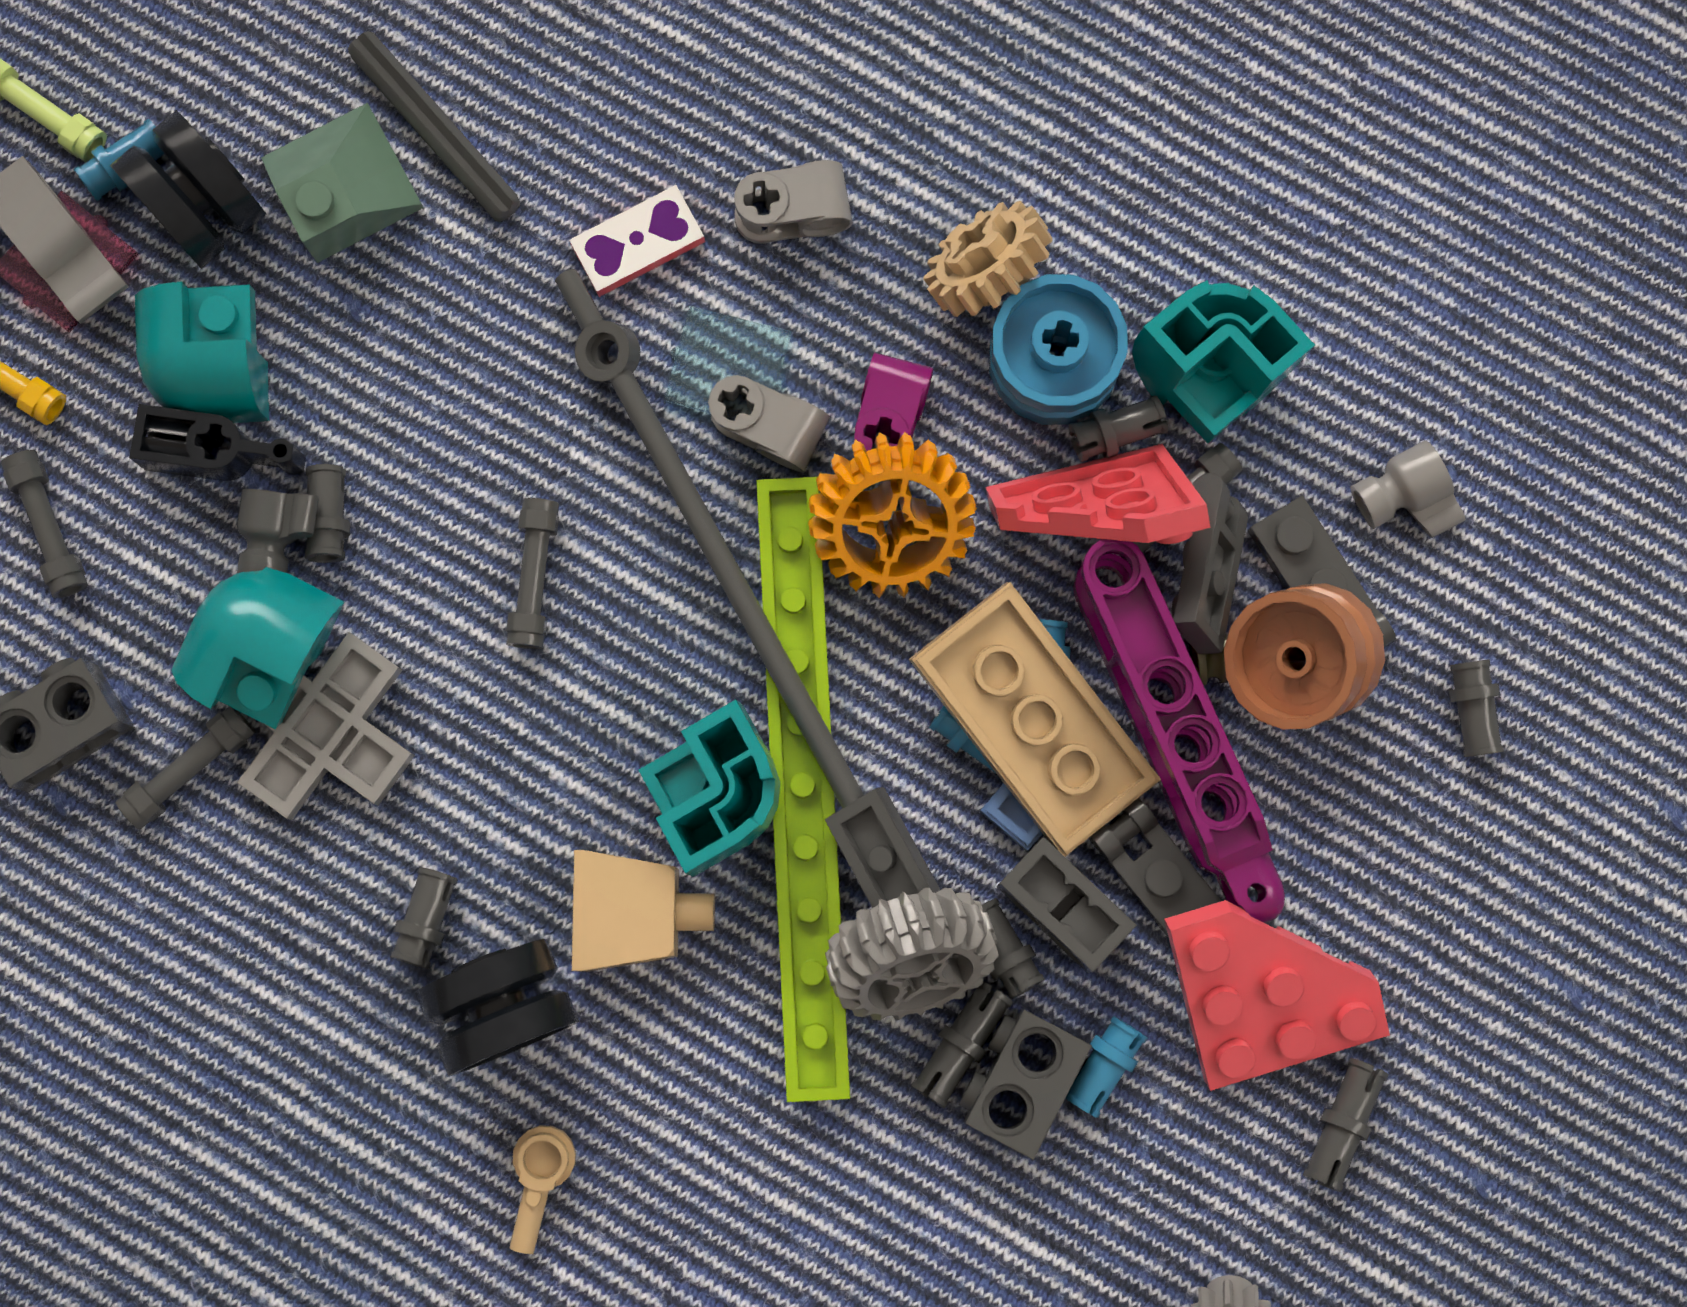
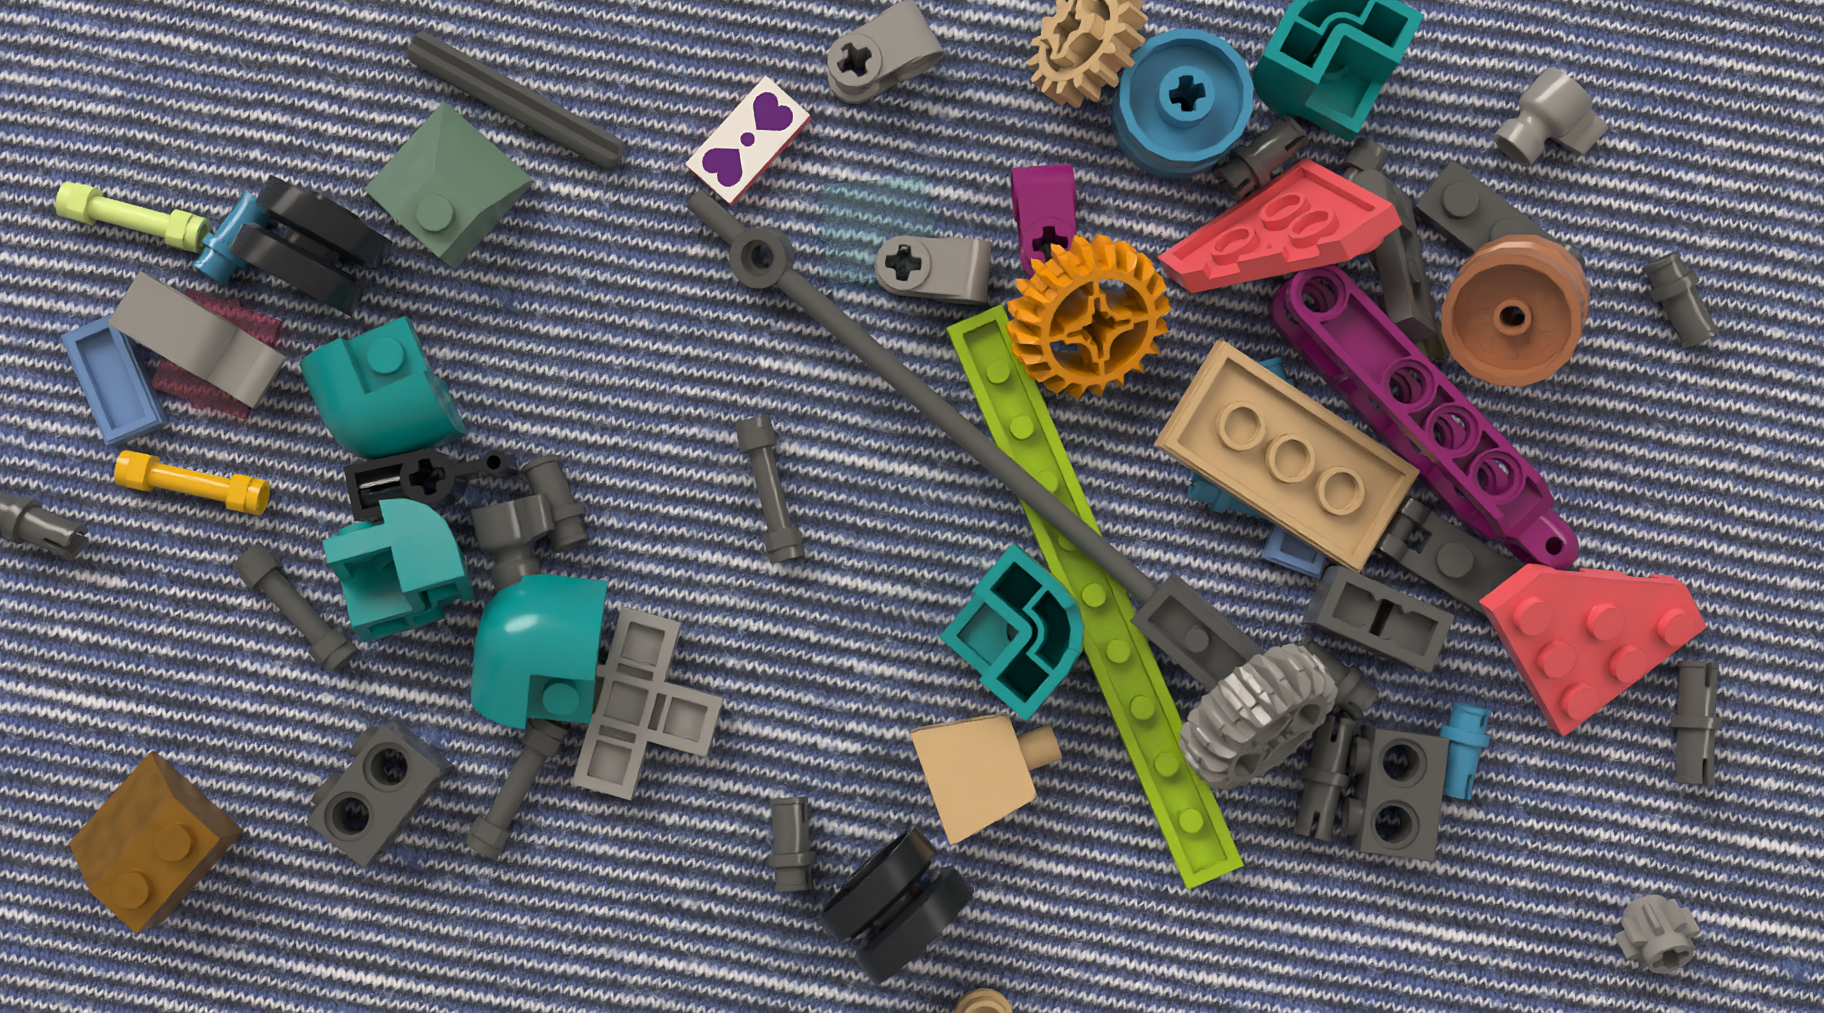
camera: 25 degrees left, 5 degrees up
(151, 519) = (398, 569): none -> teal brick

